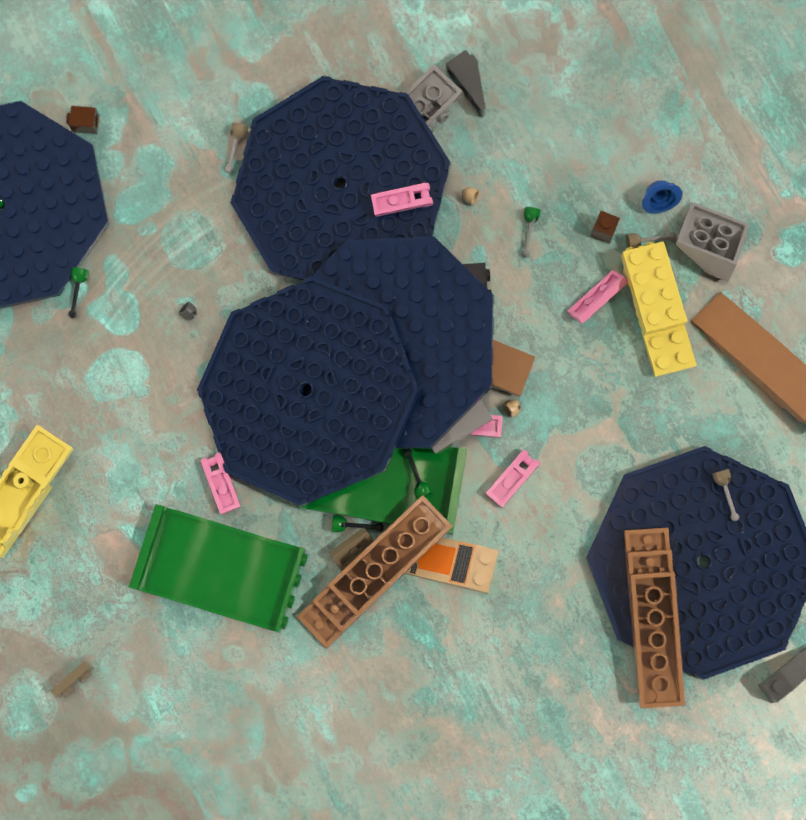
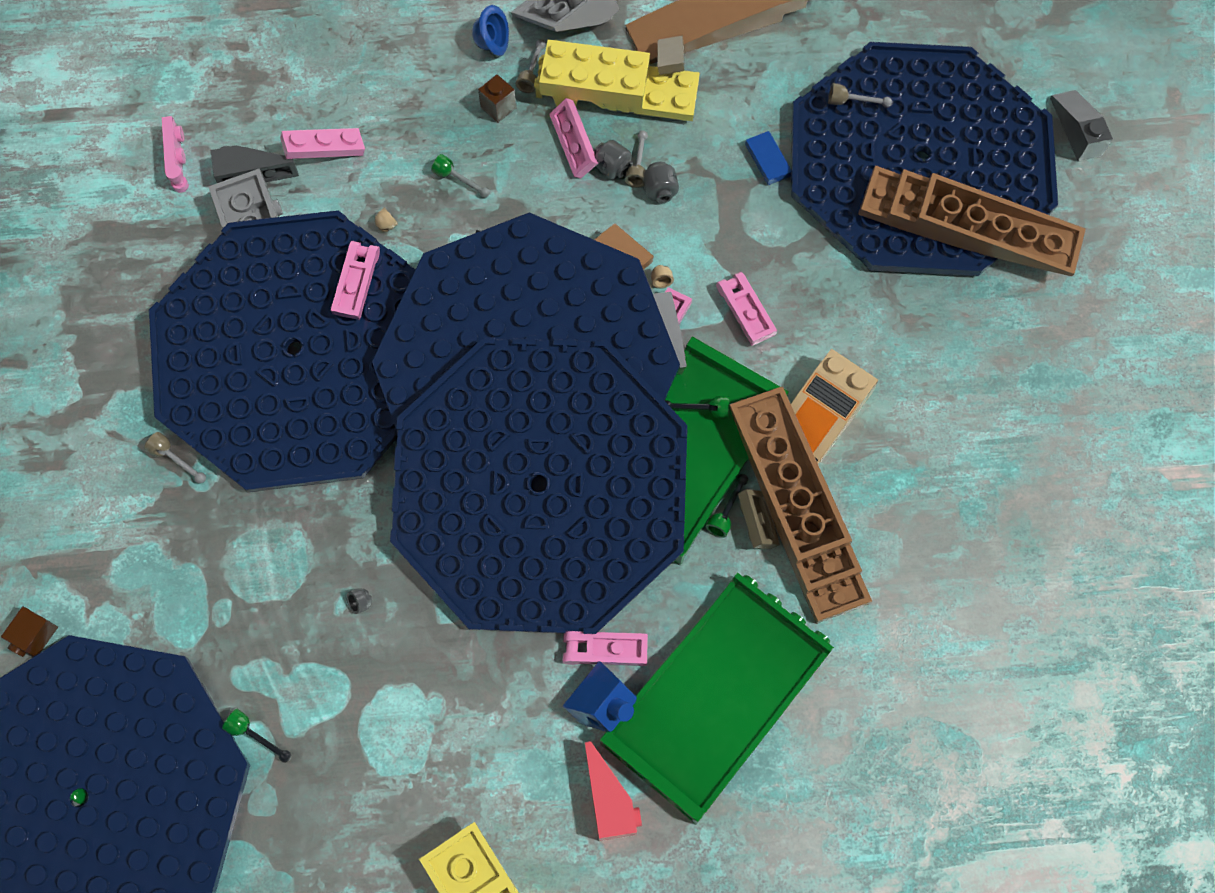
camera: 70 degrees left, 10 degrees down
(122, 528) = (611, 802): none -> coral slope
(183, 494) = (601, 700): none -> blue torso
(455, 25) = (174, 154): none -> bright pink plate
(509, 122) = (322, 143): none -> bright pink plate
(588, 354) = (634, 174): none -> dark tan hinge
(589, 375) = (660, 182): none -> dark grey head
(592, 332) = (613, 159): none -> dark grey head
(649, 446) = (768, 158): none -> blue tile
(698, 337) = (671, 55): none -> dark tan tile

